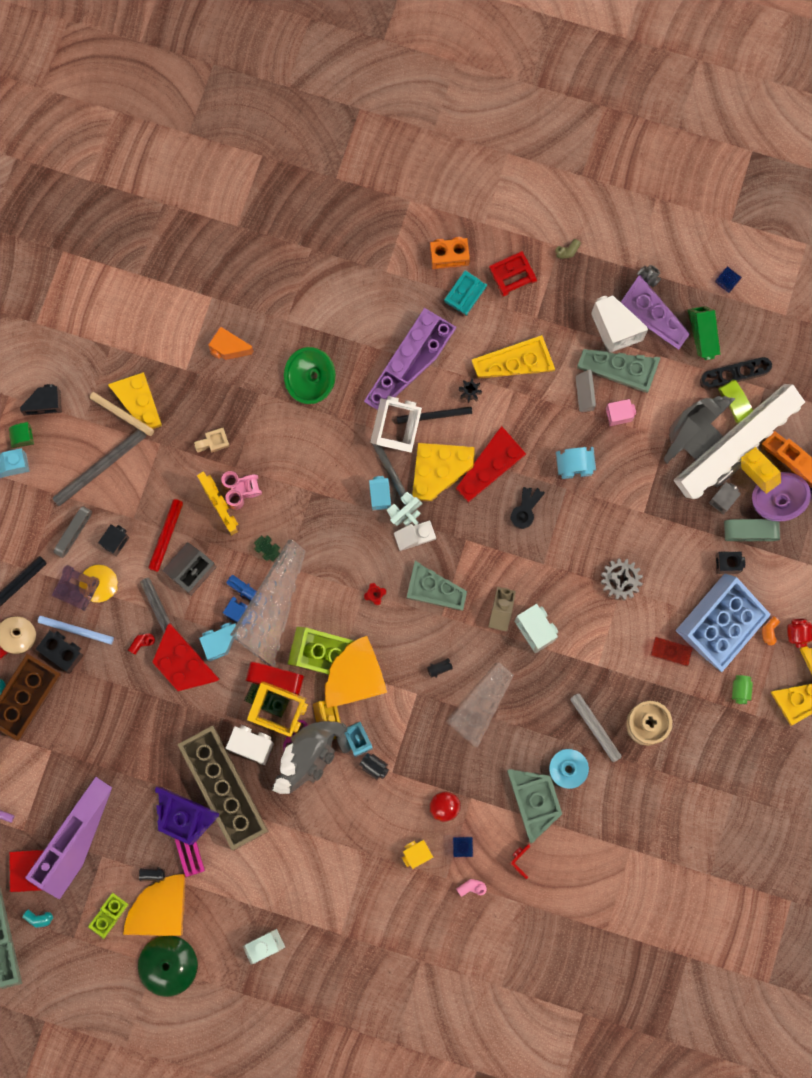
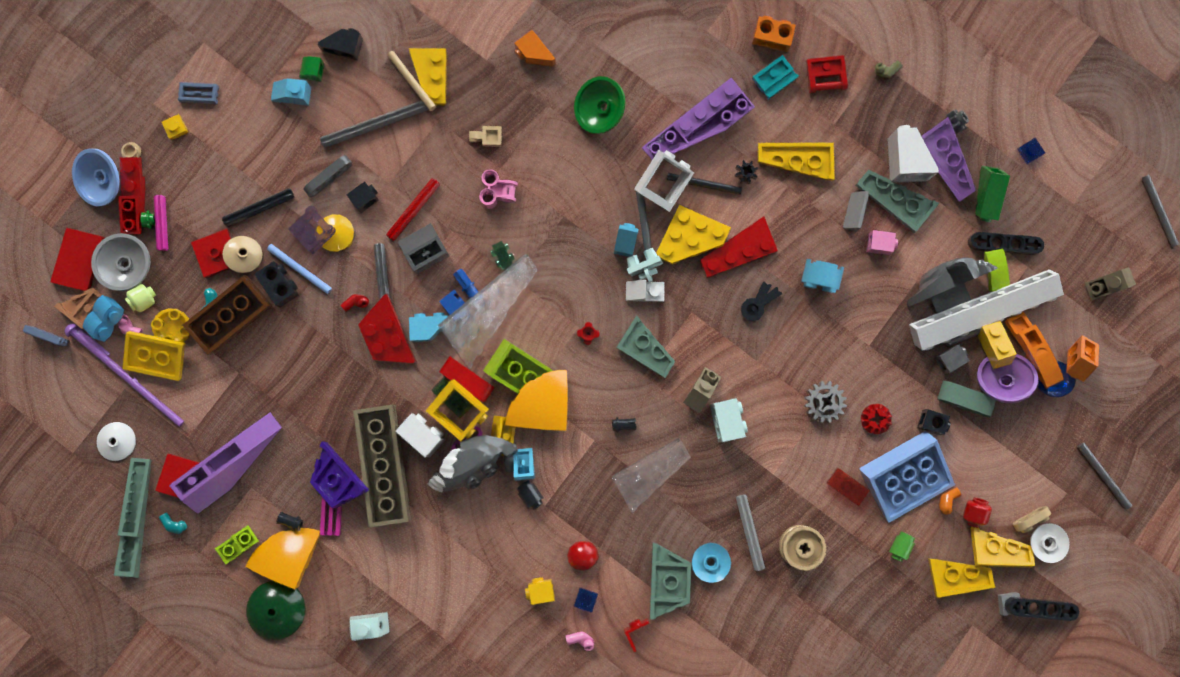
camera: 20 degrees right, 5 degrees up
(218, 502) = (472, 199): yellow plate -> none
(673, 587) = (869, 413): none -> red gear

